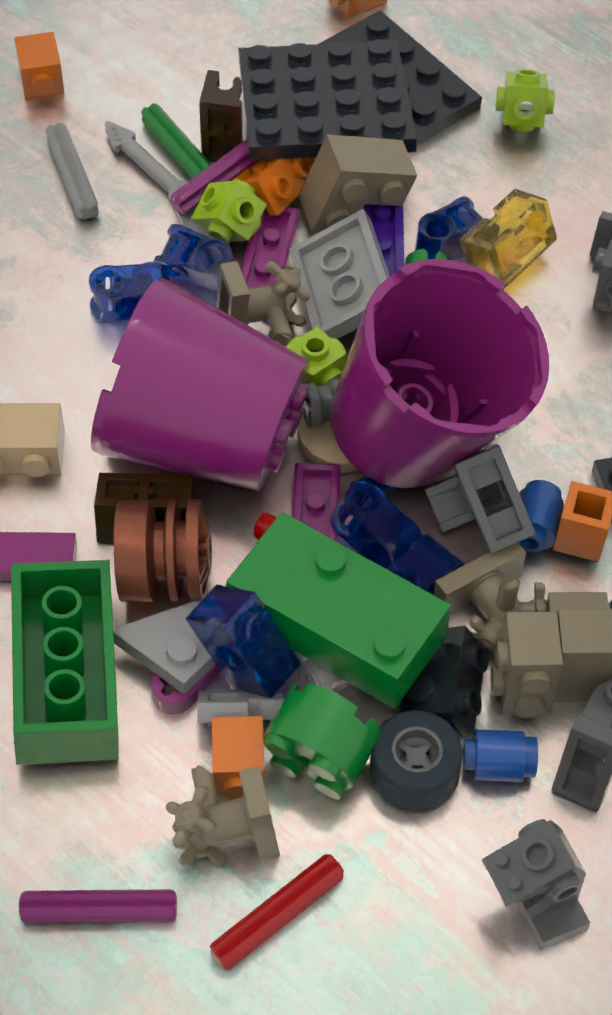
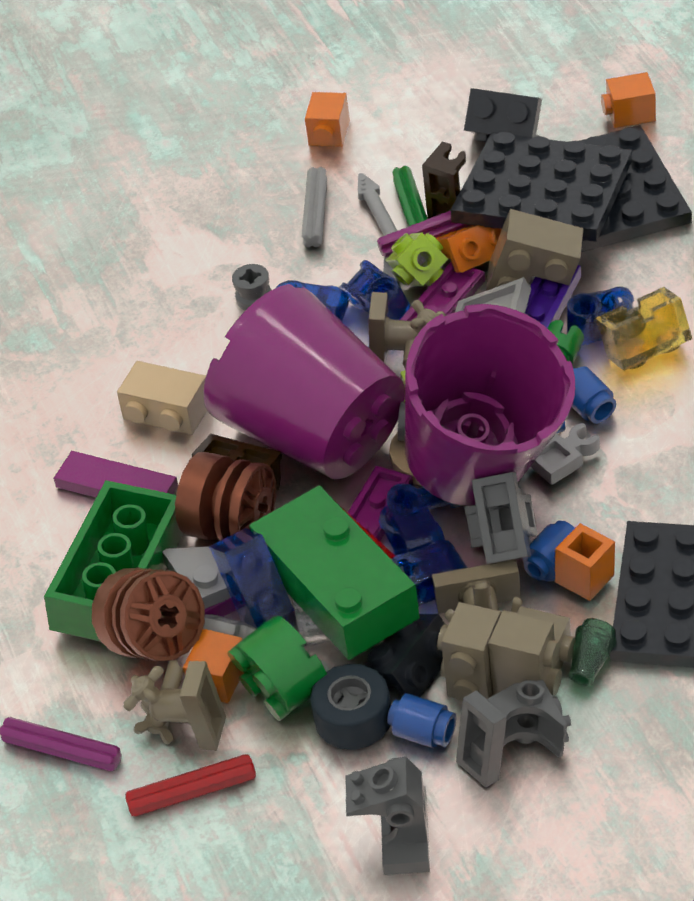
camera: 30 degrees right, 10 degrees down
(50, 281) = (250, 284): none -> dark grey wheel
(147, 720) = (148, 614): none -> copper wheel
(238, 25) = (501, 113): none -> black bracket

